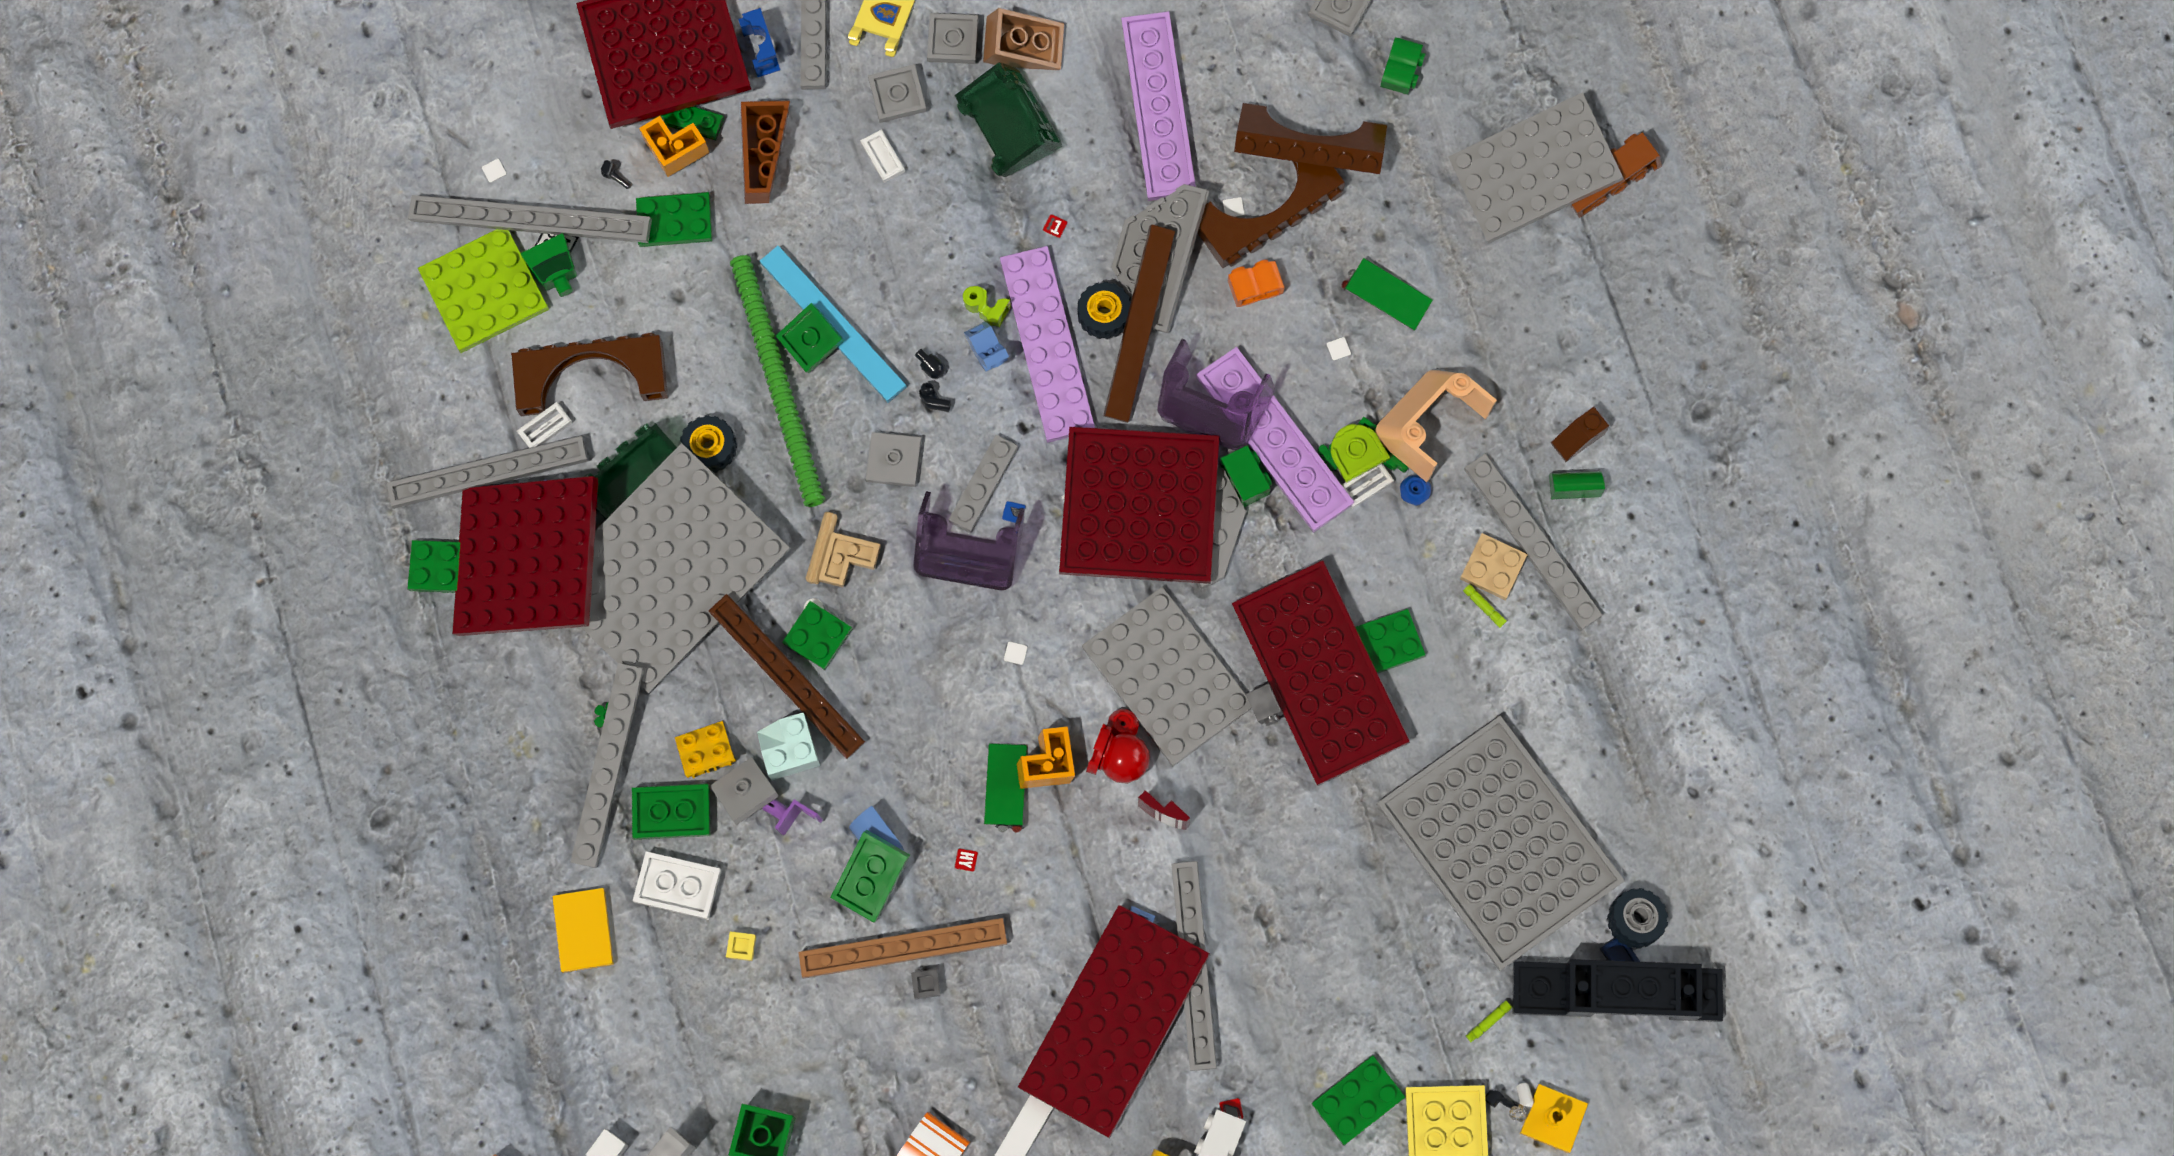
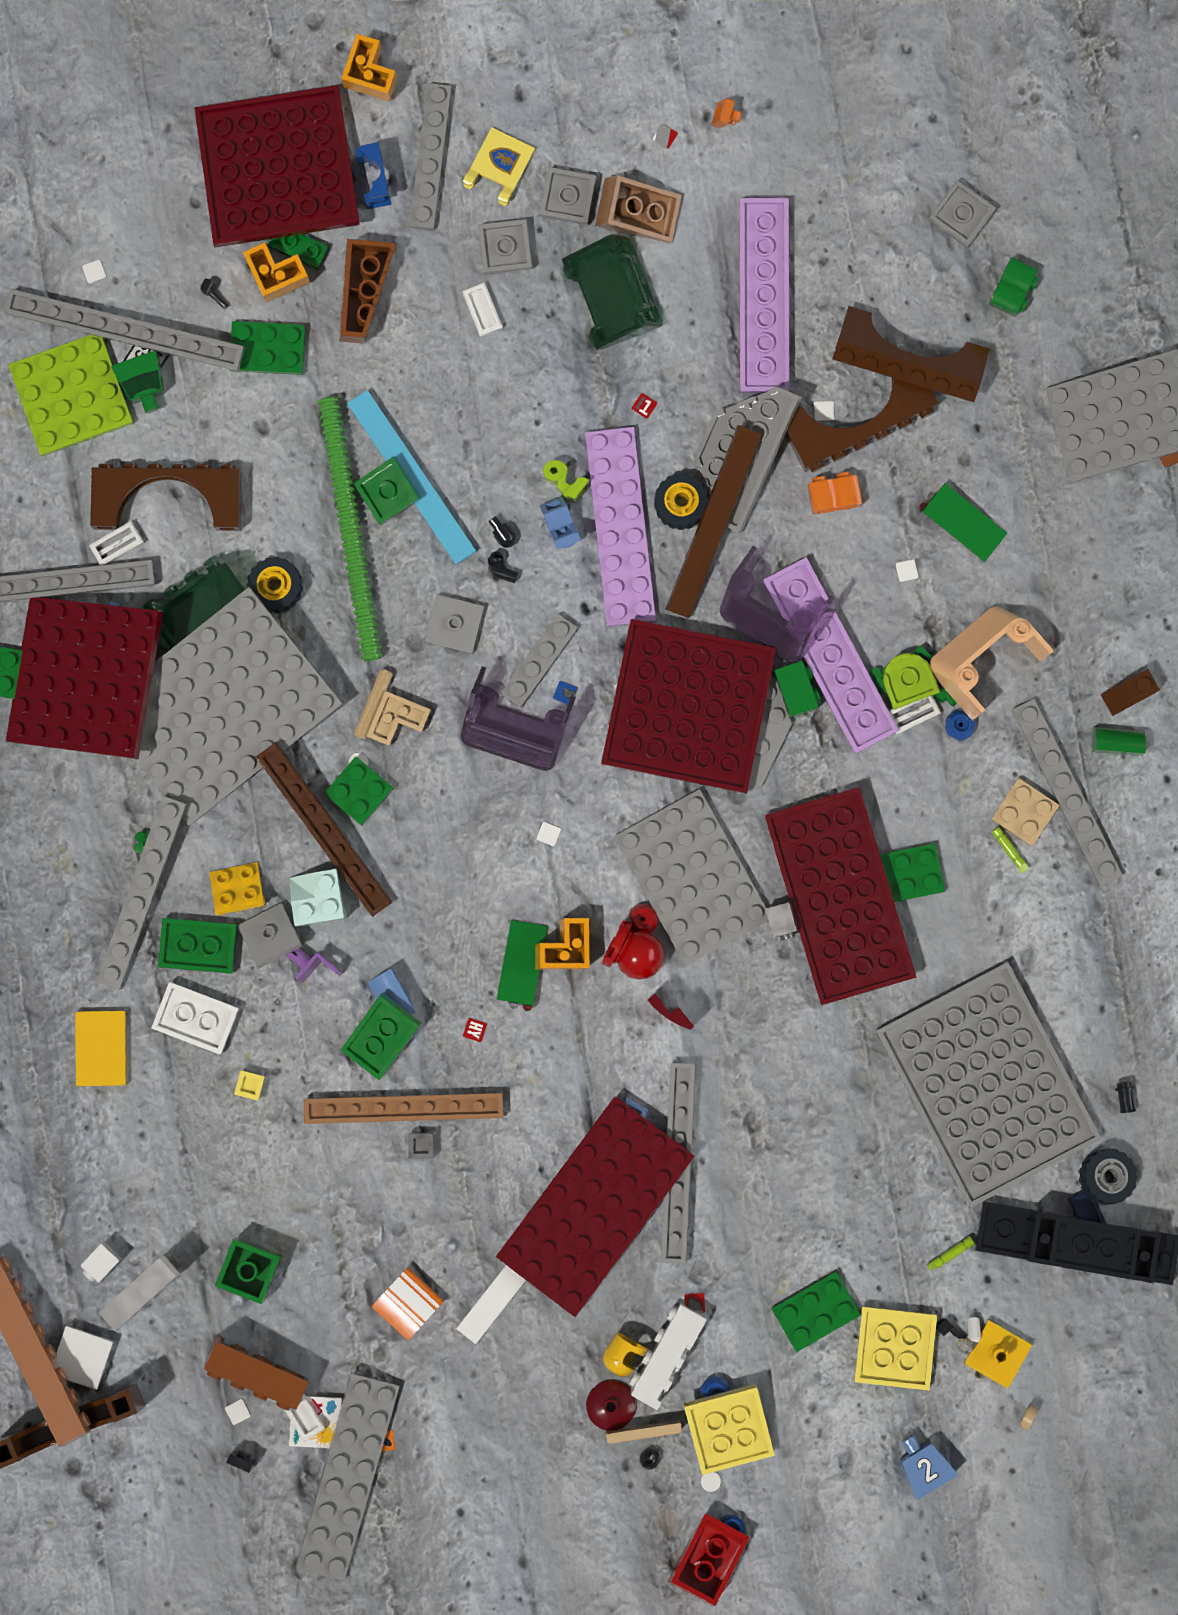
camera: 10 degrees right, 10 degrees up
(1642, 835) = (1126, 1097): none -> black pin

